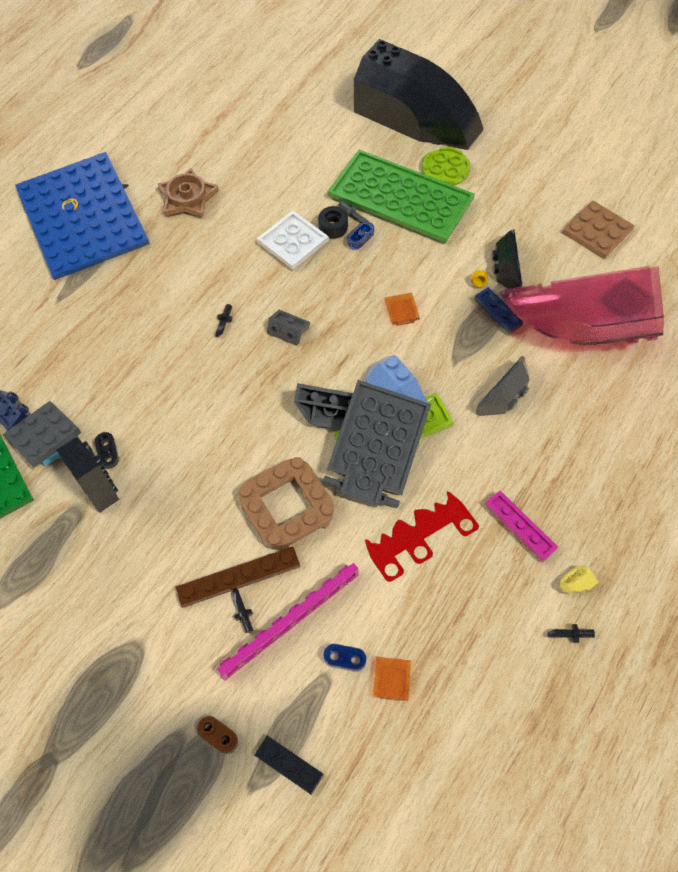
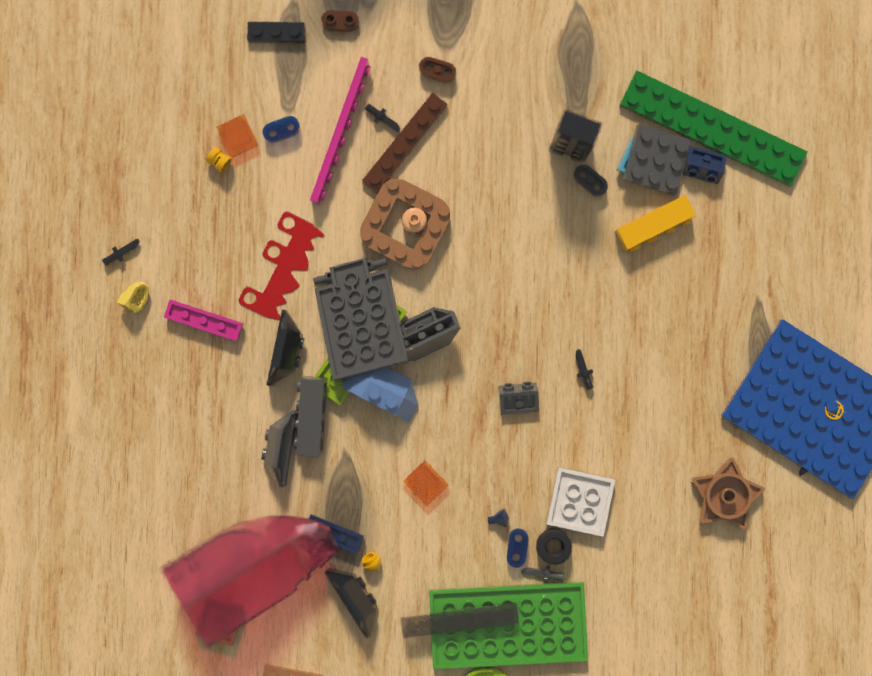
camera: 145 degrees right, 25 degrees up
(84, 388) = (654, 223): none -> yellow brick
(162, 624) = (438, 67): none -> reddish brown plate
(276, 499) = (414, 220): none -> light nougat head
(360, 258) = (500, 518): none -> dark blue rock
(424, 664) = (218, 159): none -> yellow wheel
(435, 210) = (459, 620): none -> clear smoke plate
(459, 459) = (286, 349): none -> black wedge
(465, 395) = (311, 416): none -> dark grey brick

